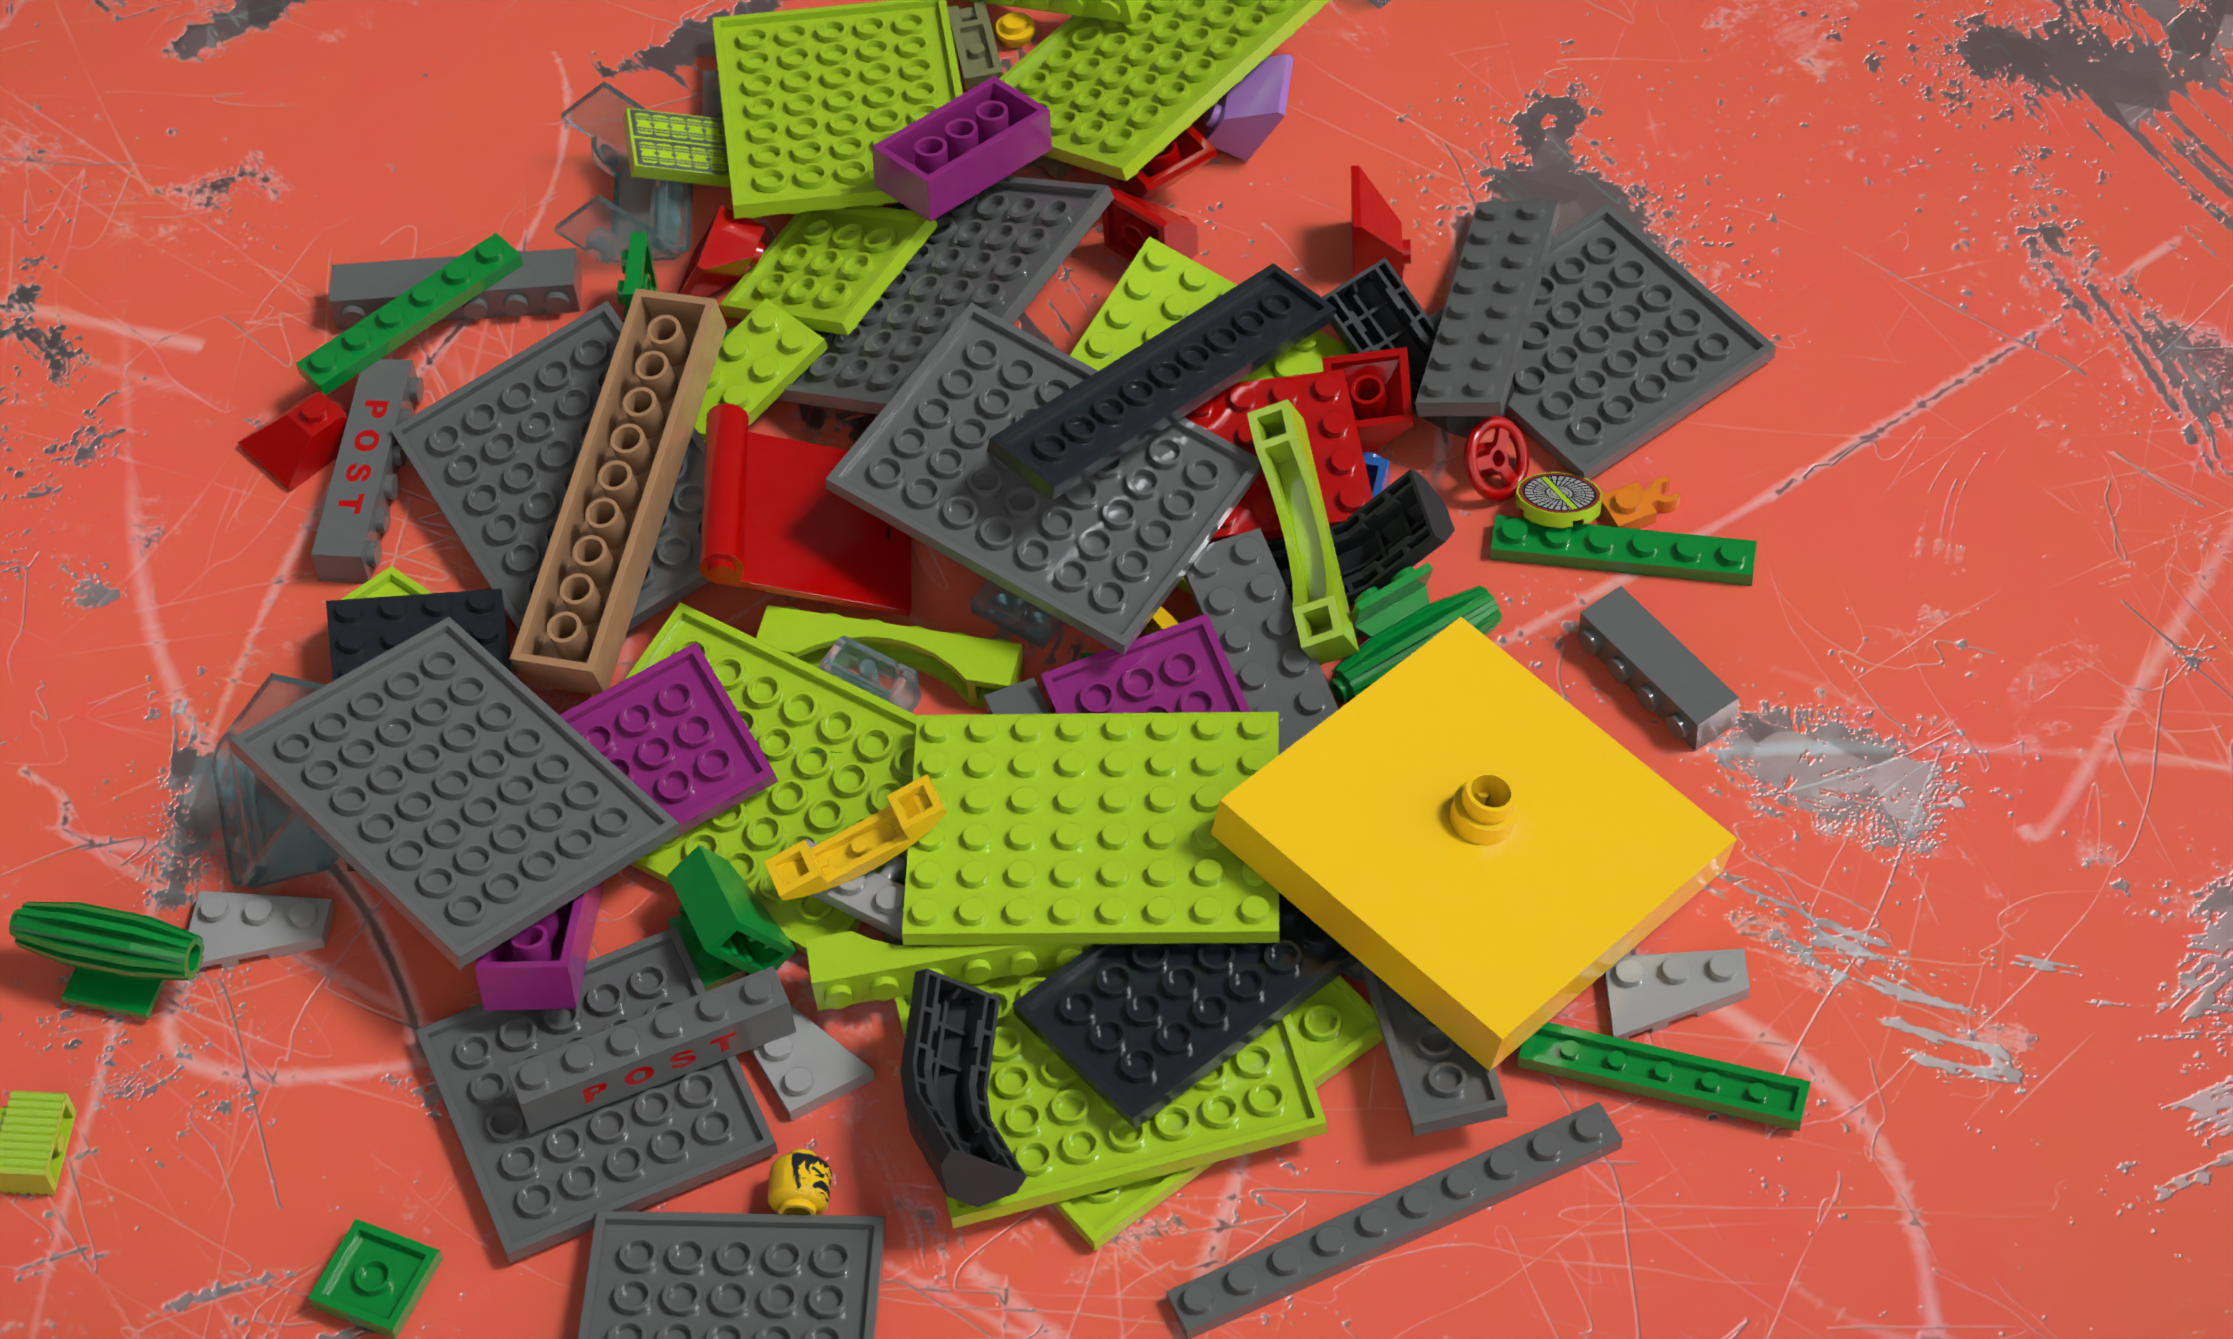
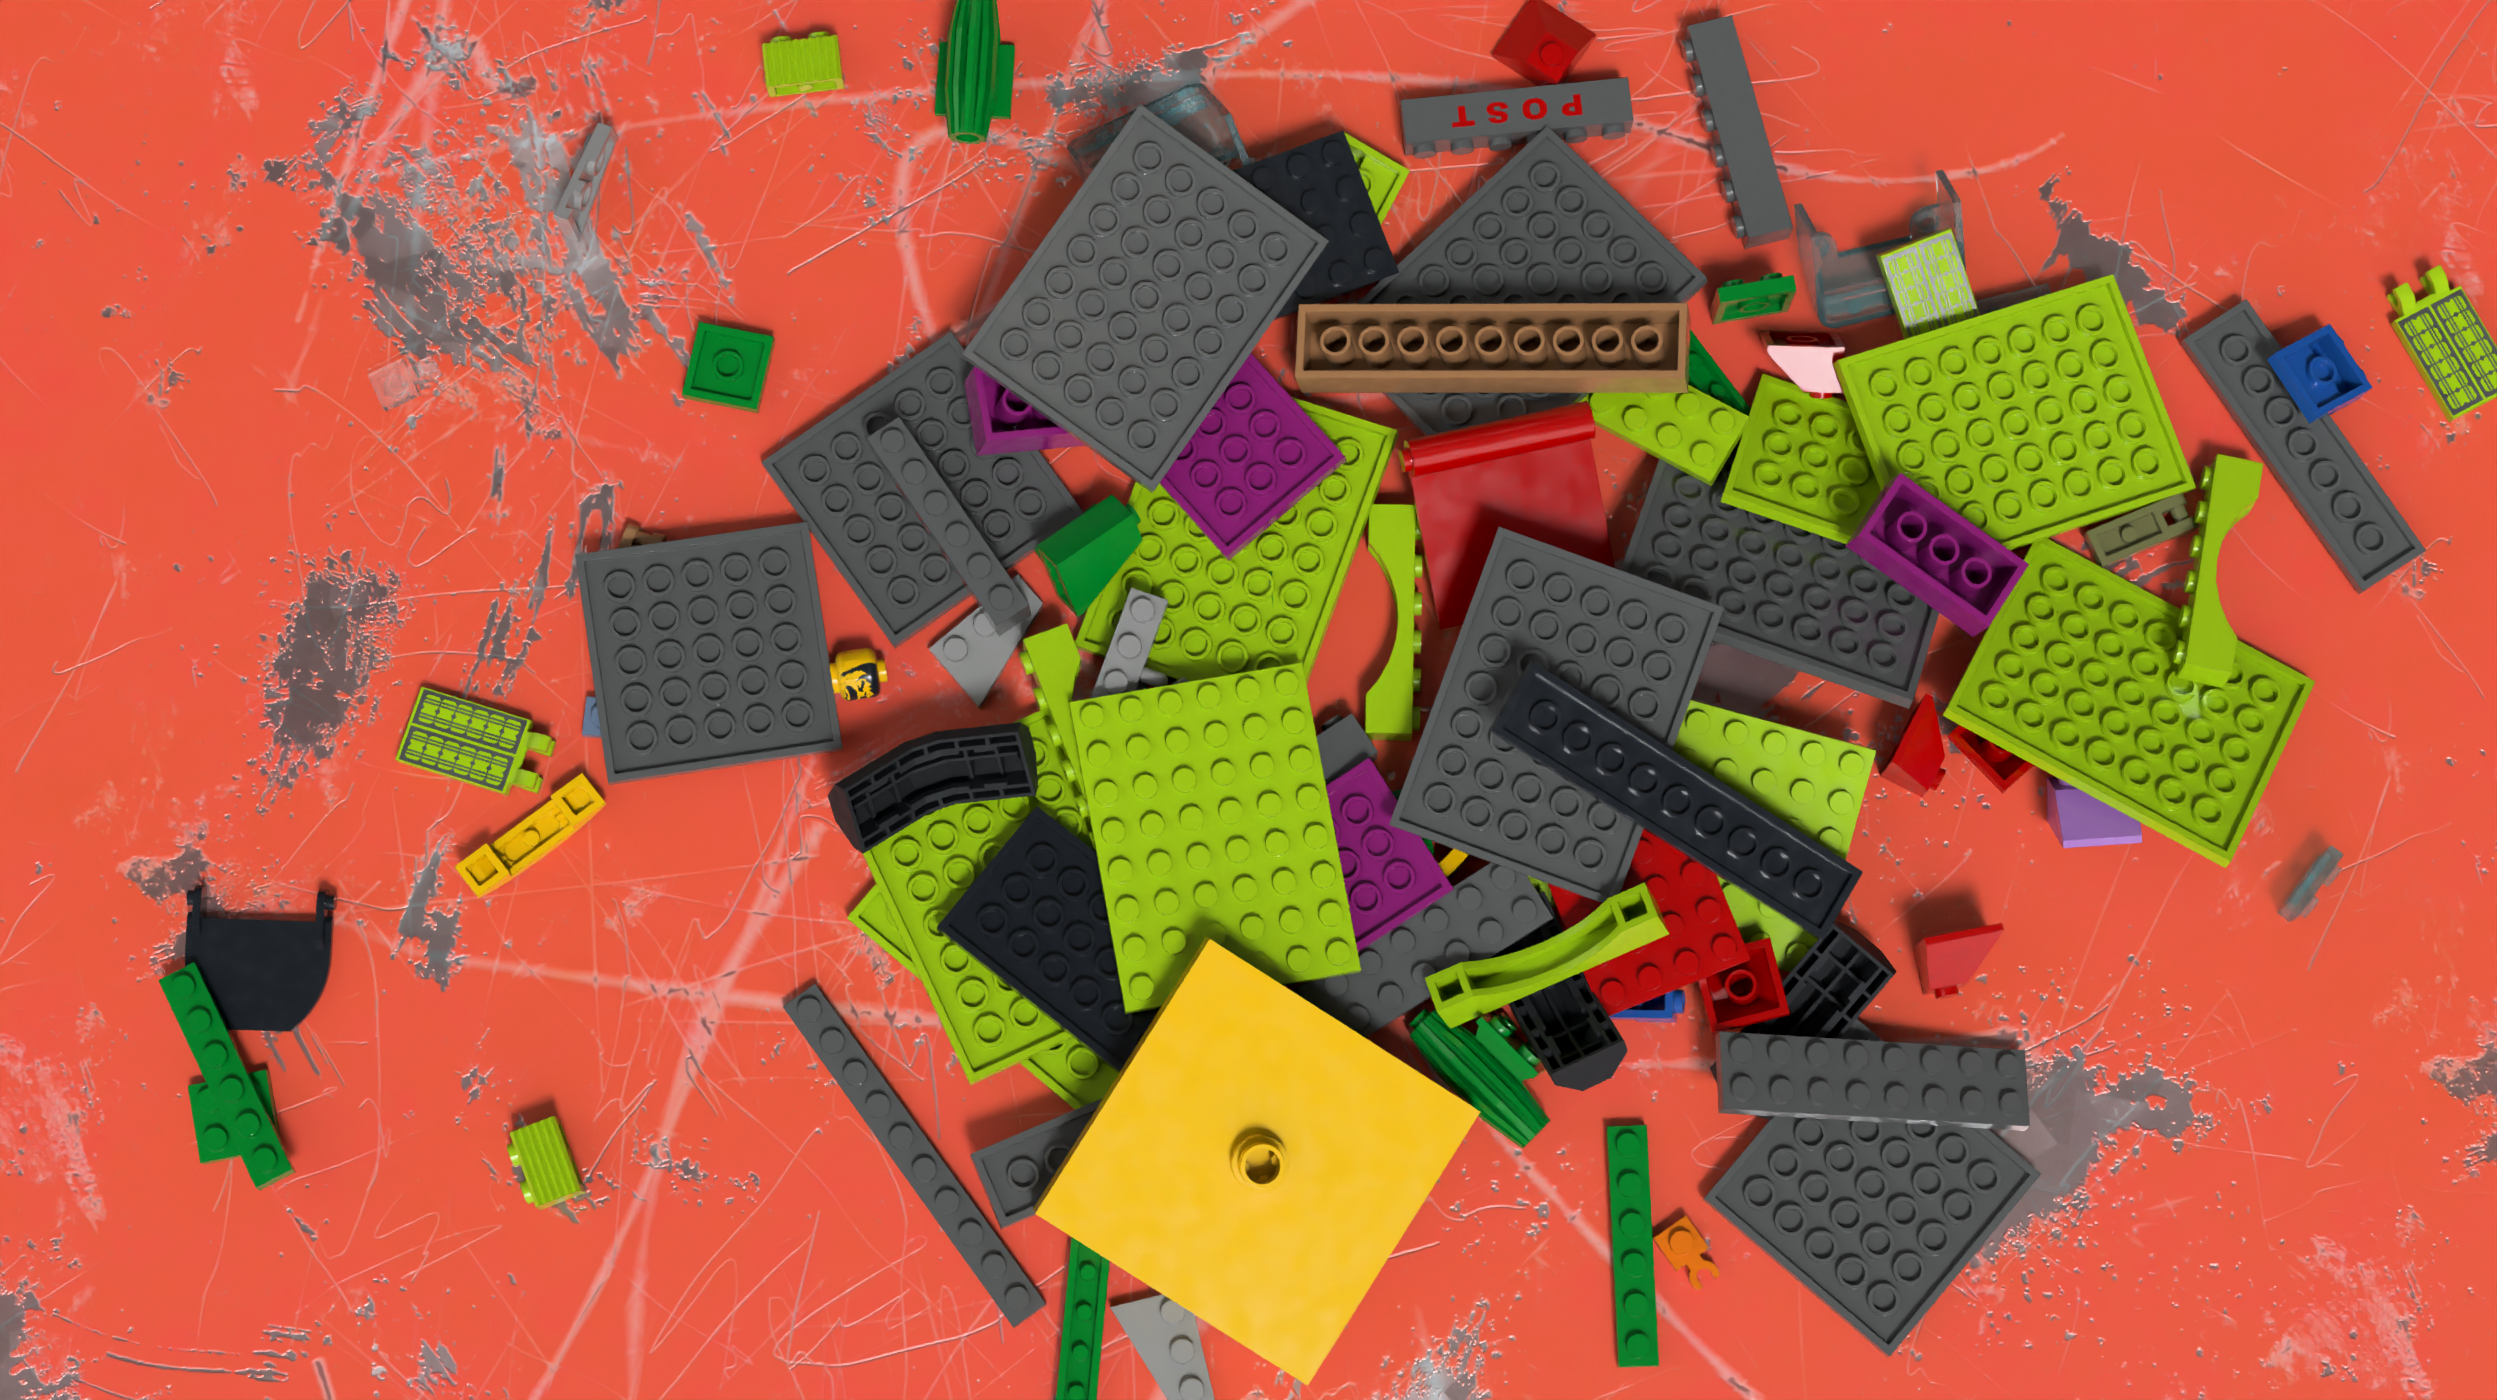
camera: 75 degrees right, 25 degrees up
(256, 925) = (1034, 168): light grey wing -> none
(409, 314) = (1681, 103): green plate -> none
(861, 847) = (1150, 642): yellow slope -> none
(873, 673) = (1353, 612): clear light blue brick -> none
(1015, 29) = (2171, 564): yellow plate -> none
(1492, 459) = (1703, 1104): red piece -> none
(1558, 499) = (1670, 1179): tile -> none
(1658, 668) = (1496, 1294): dark grey brick -> none

